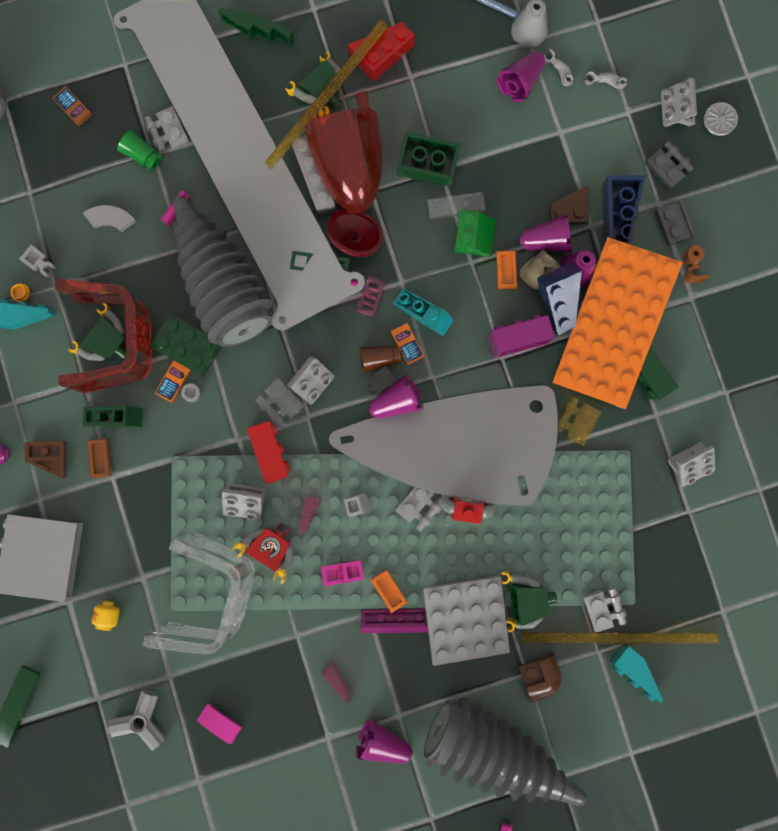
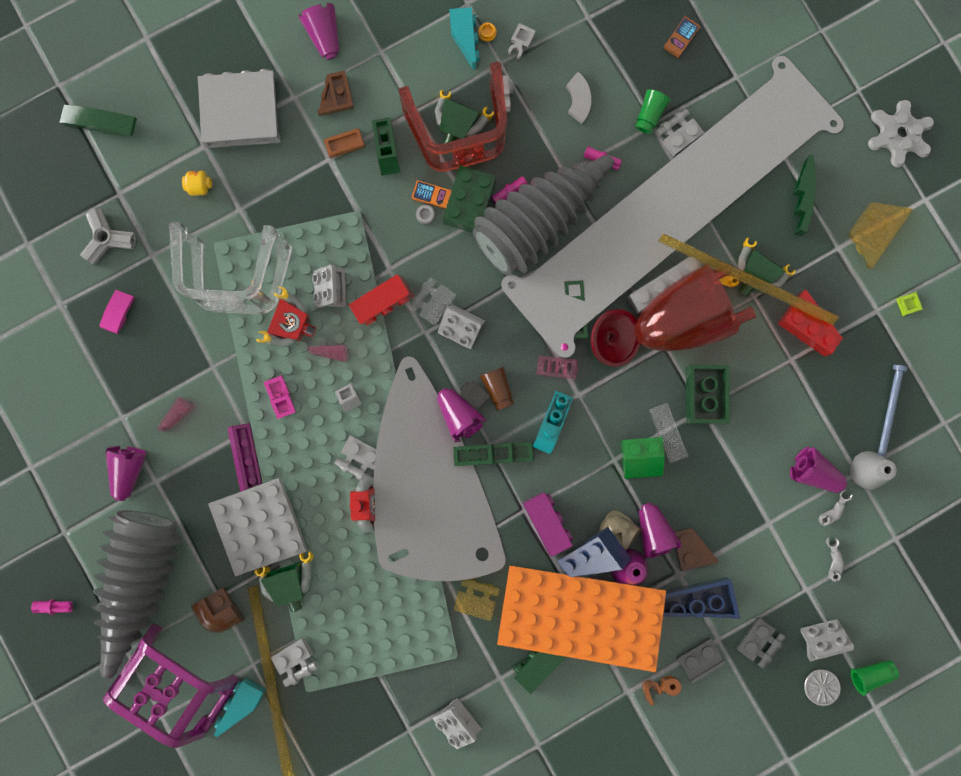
camera: 80 degrees right, 0 degrees up
(185, 305) = (513, 187): none -> dark pink pin
(389, 591) = (271, 445): orange tile -> none
(407, 344) = (517, 413): tile -> none
(442, 375) = (493, 453): none -> dark green slope
(506, 270) = (614, 497): orange tile -> none
(586, 776) = (163, 697): none -> magenta windscreen
(720, 70) = (874, 676): none -> green plant

